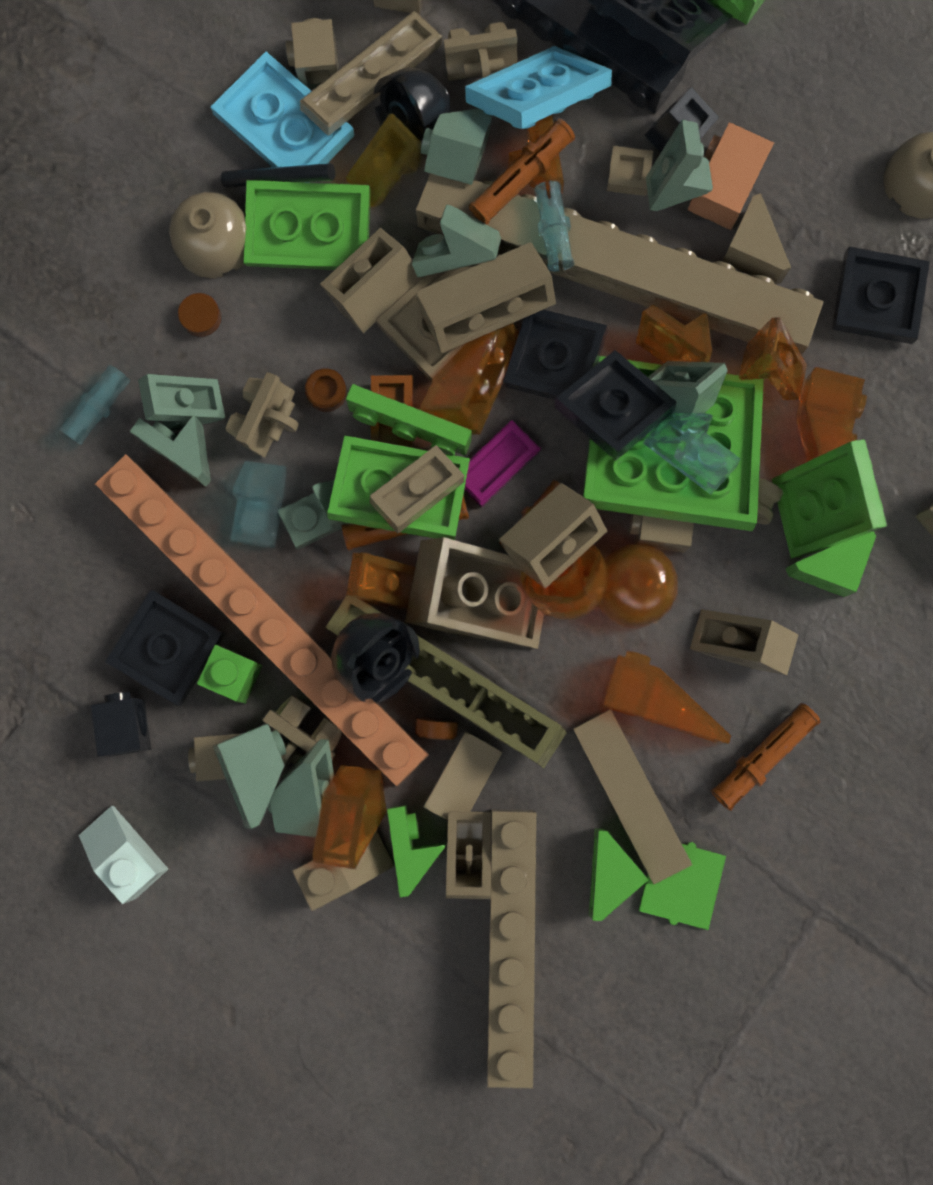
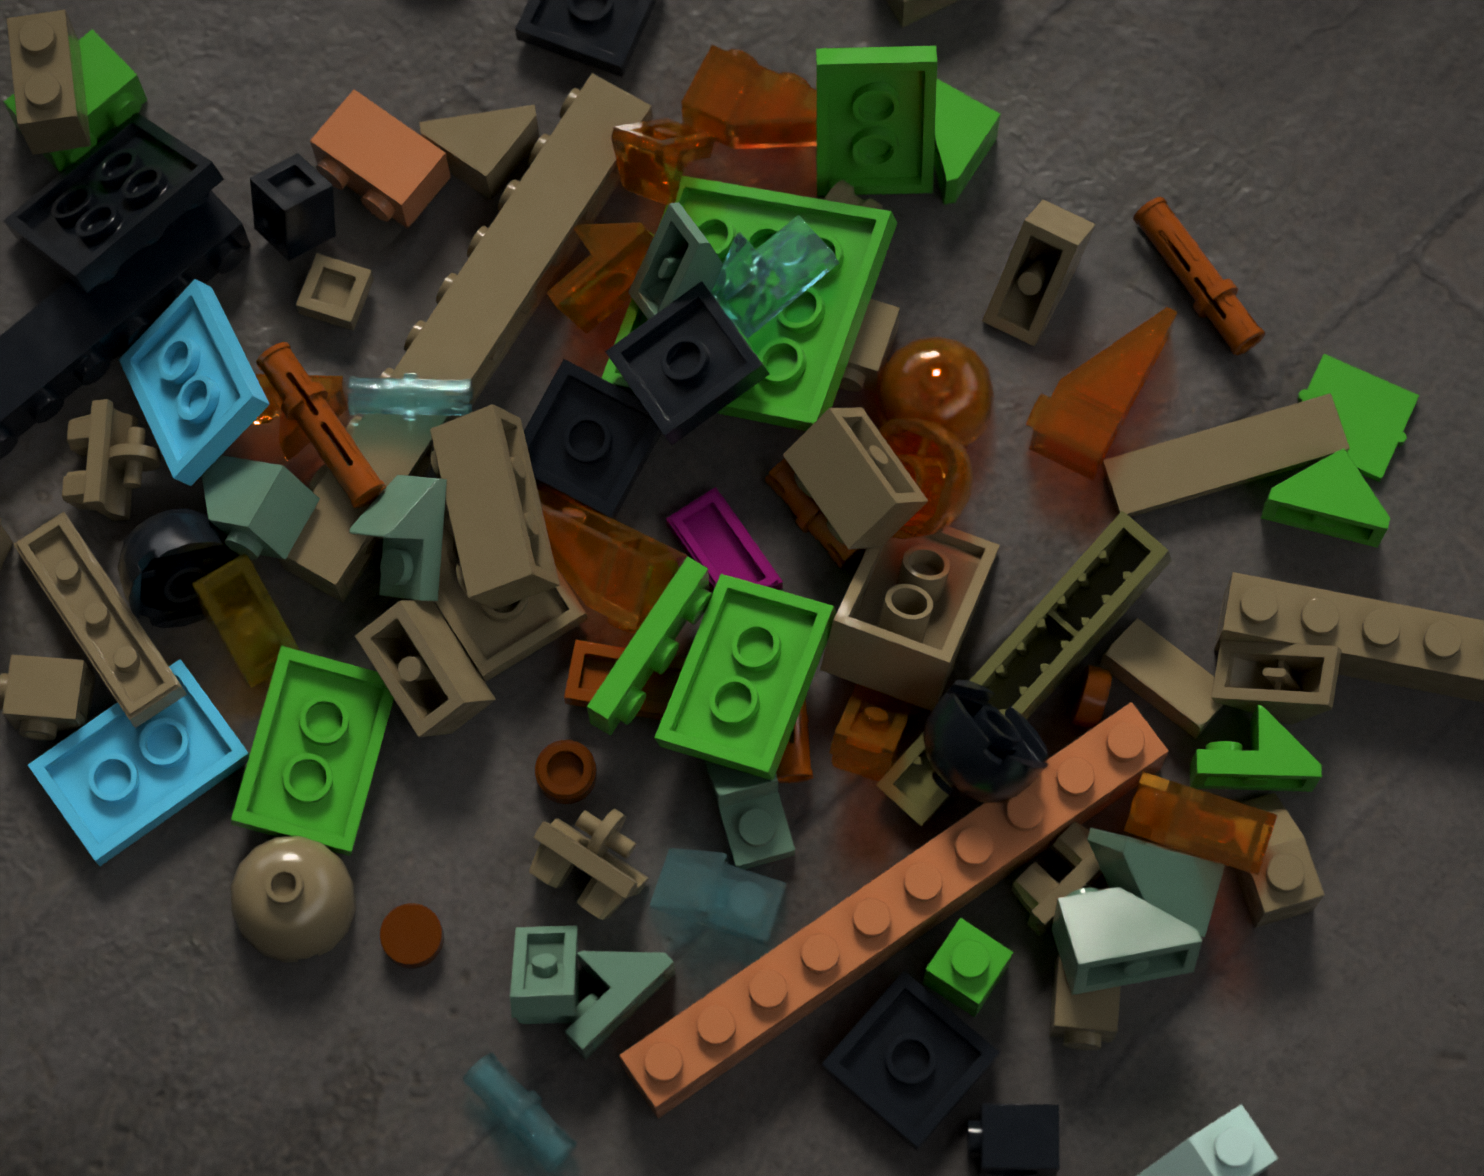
camera: 80 degrees left, 10 degrees down
(299, 173) = (230, 777): black bar -> none
(416, 489) = (760, 641): dark tan plate -> none
(679, 170) = (370, 217): sand green slope -> none

